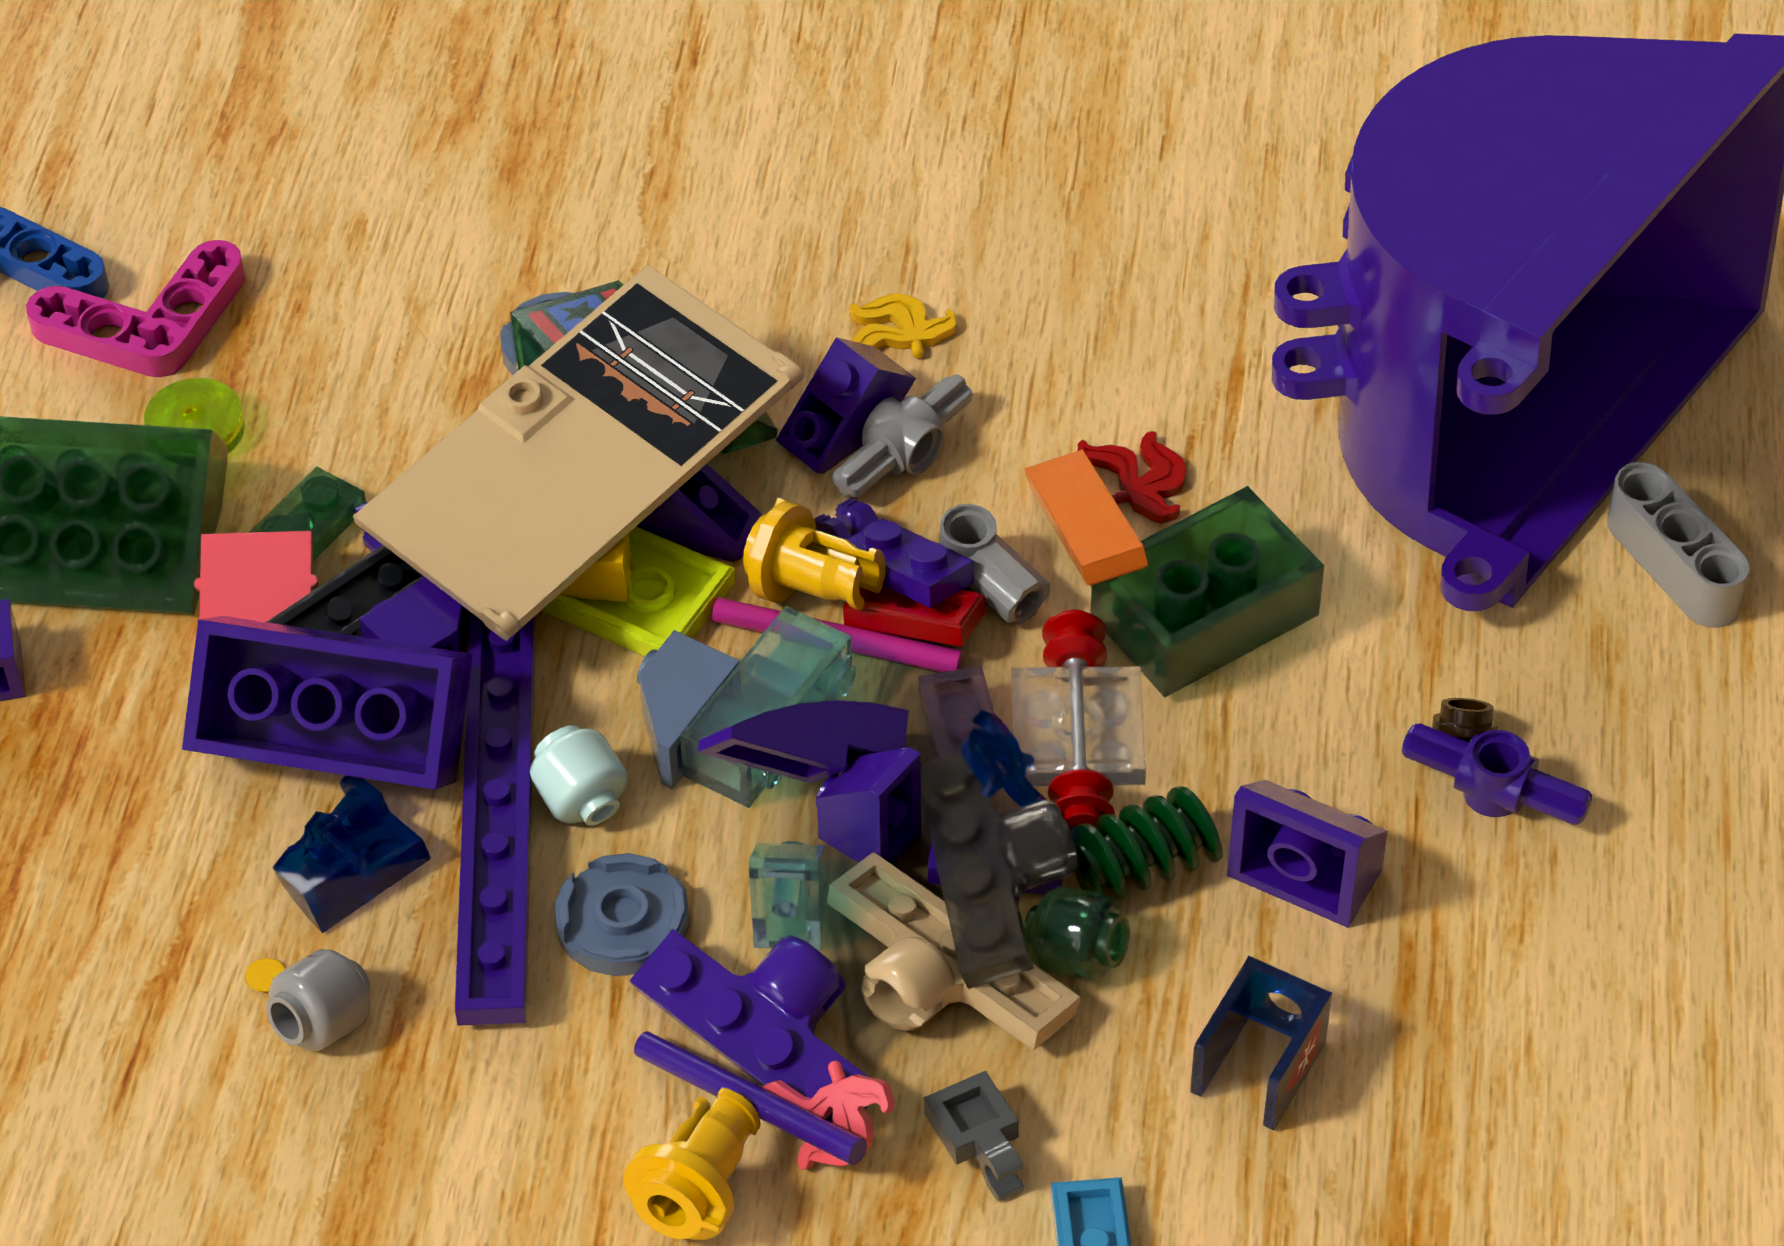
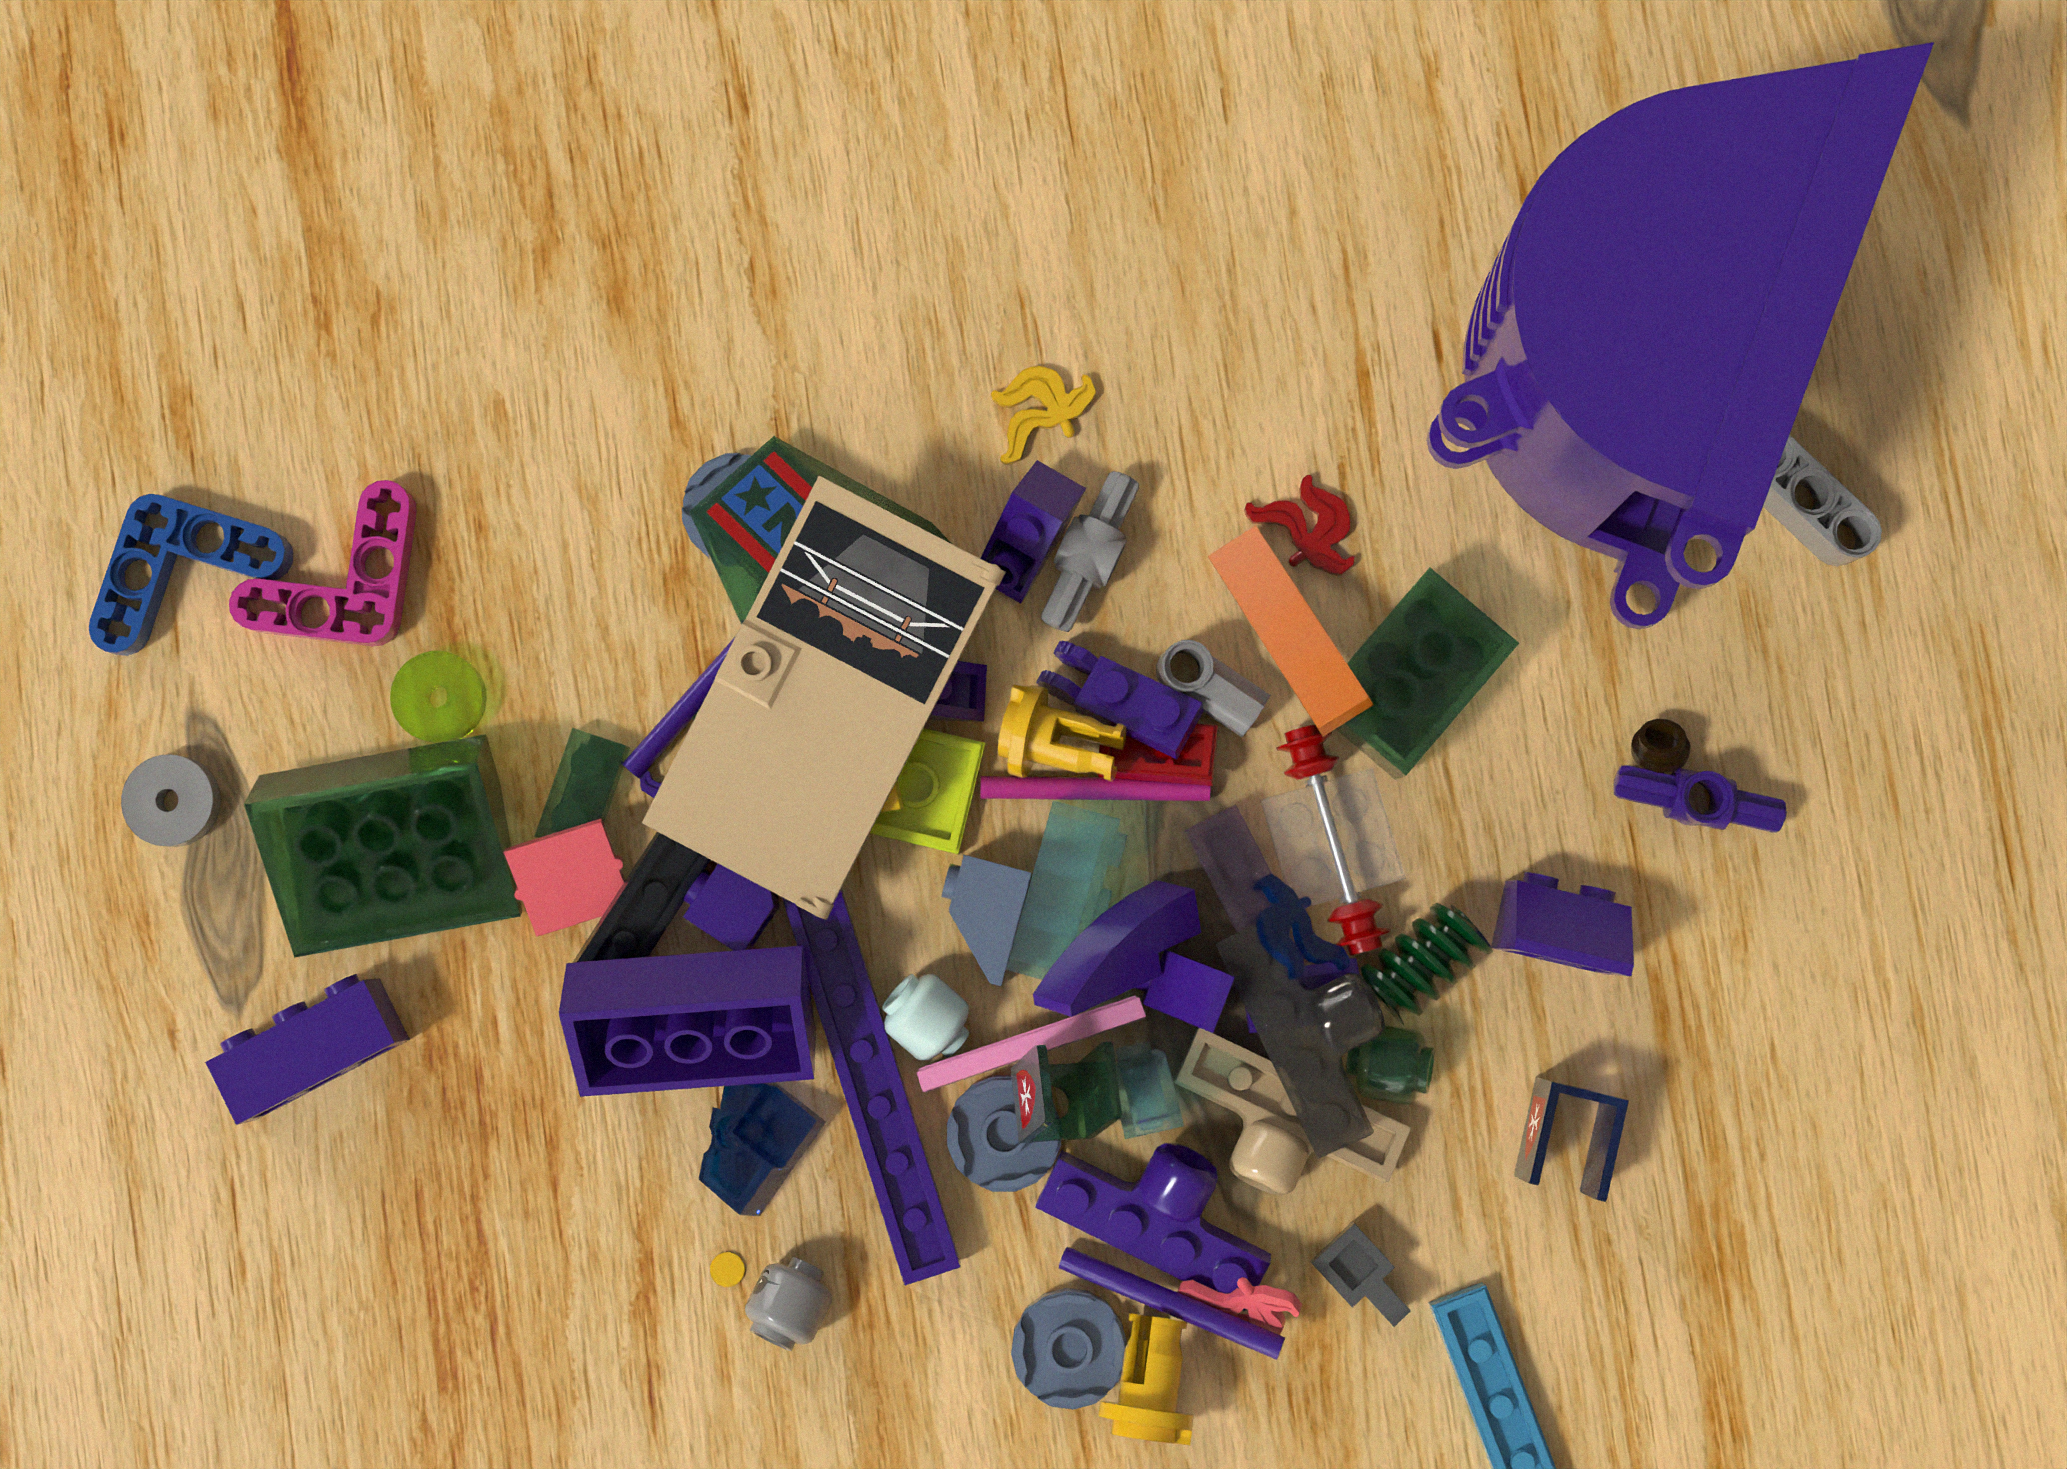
camera: 15 degrees left, 35 degrees up
(604, 1124) = (1069, 1348): none -> sand blue tile
(679, 826) = (1015, 1047): none -> bright pink tile
(716, 880) = (1088, 1085): none -> clear green piece

